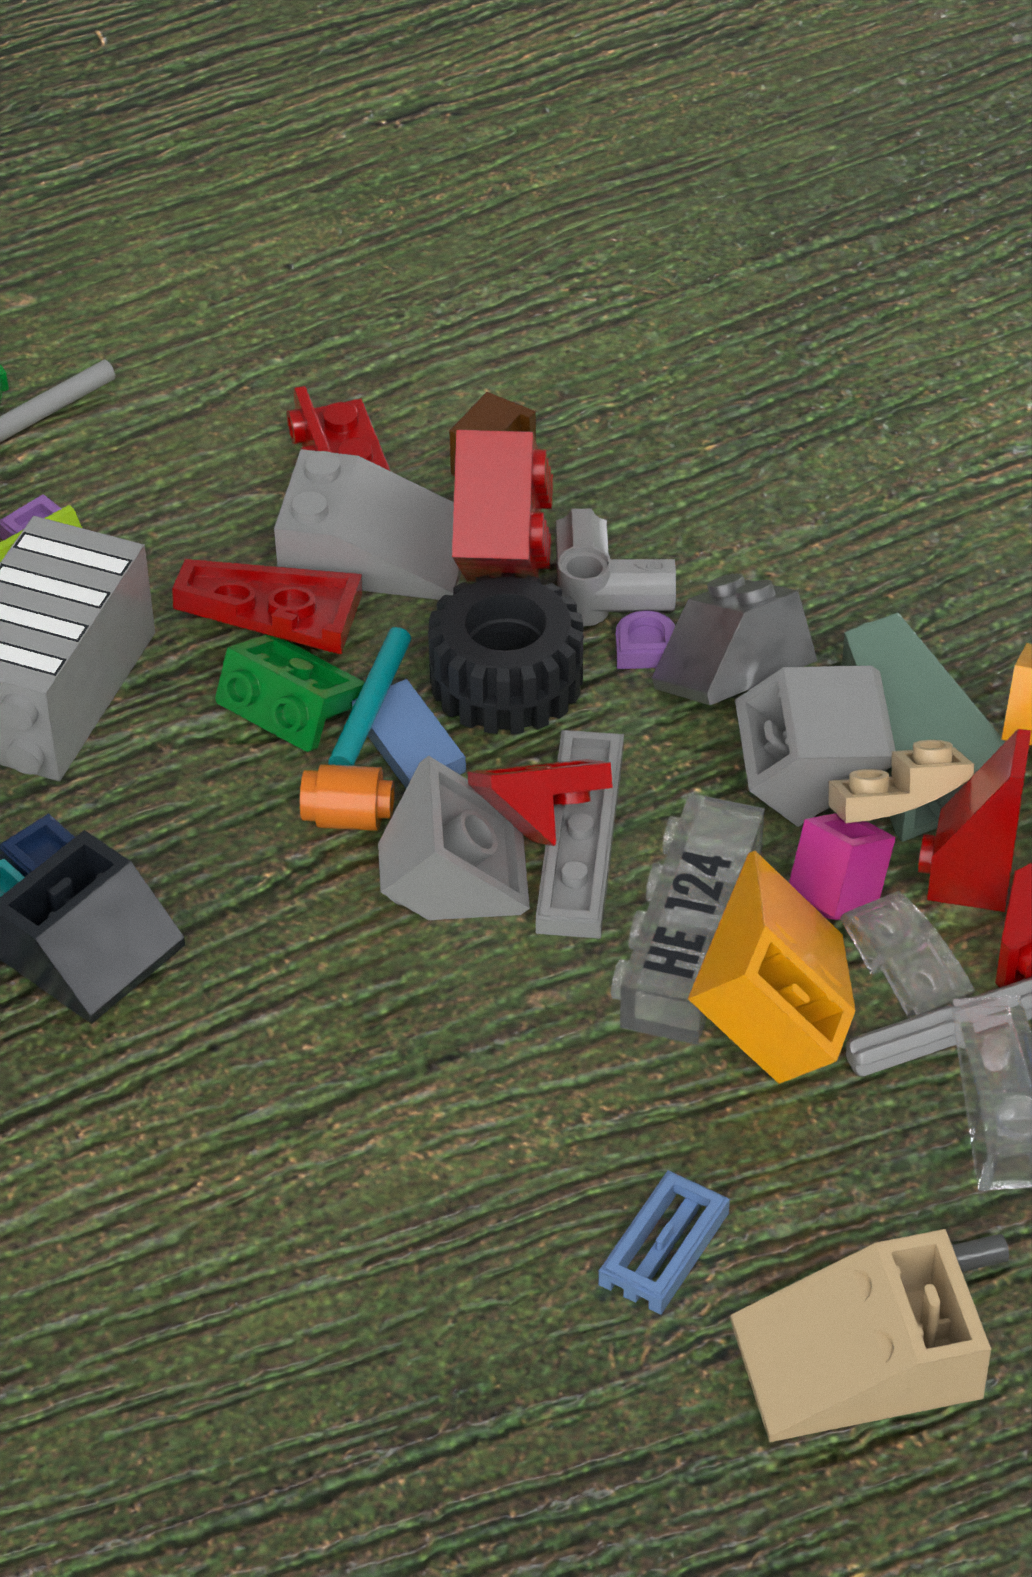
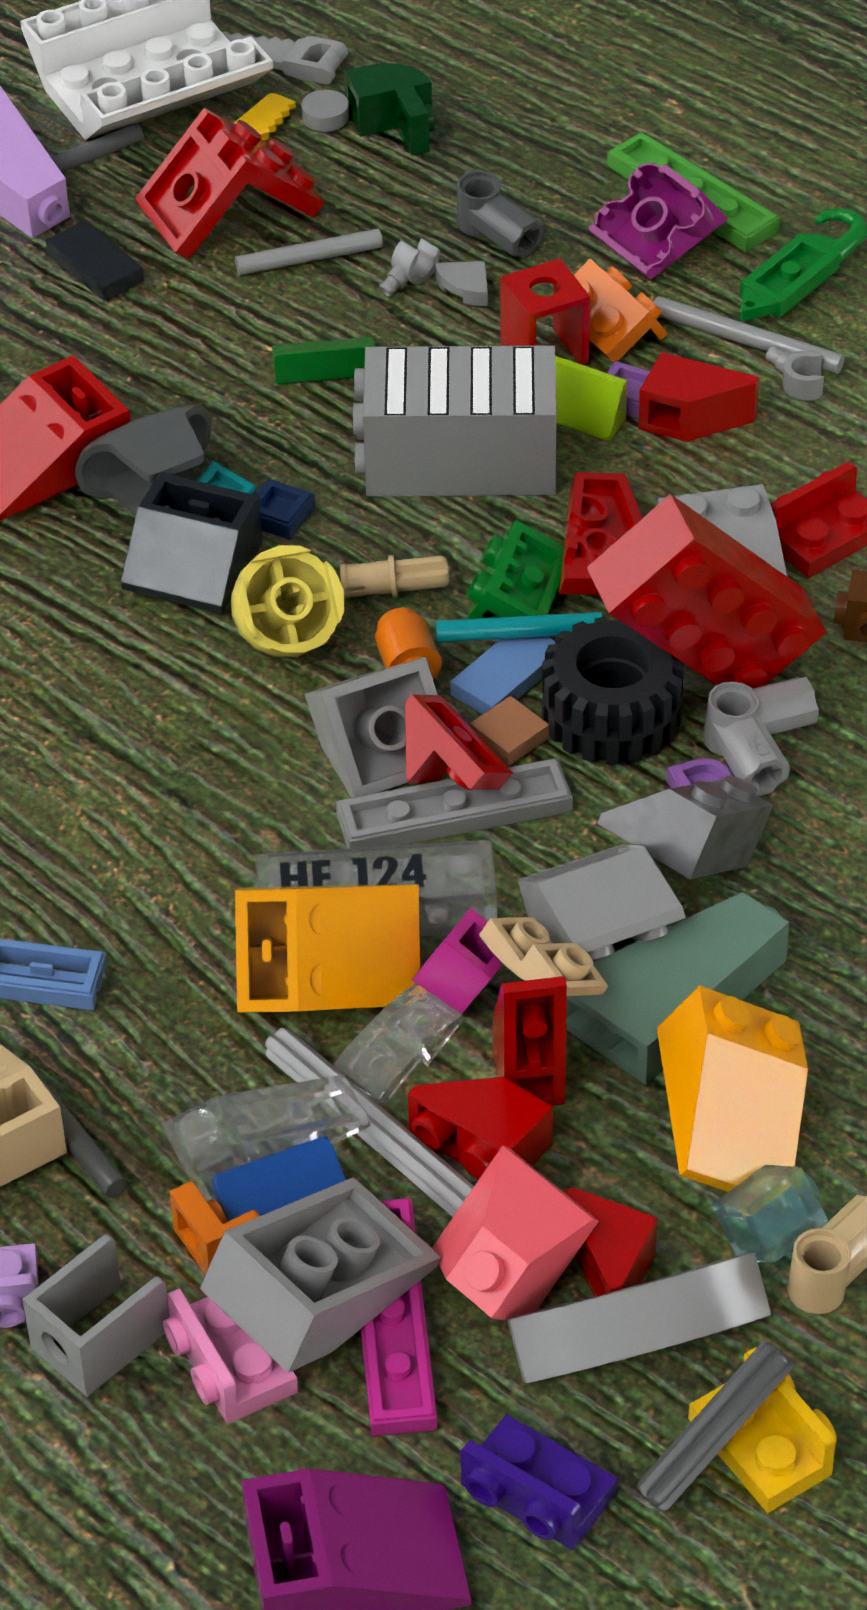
camera: 70 degrees right, 0 degrees up
(100, 408) = (794, 368): none -> light grey piece
(100, 476) = (695, 399): none -> red slope
(221, 783) = (394, 576): none -> tan axle
(243, 866) = (287, 601): none -> light yellow cylinder
(495, 749) = (511, 730): none -> nougat tile

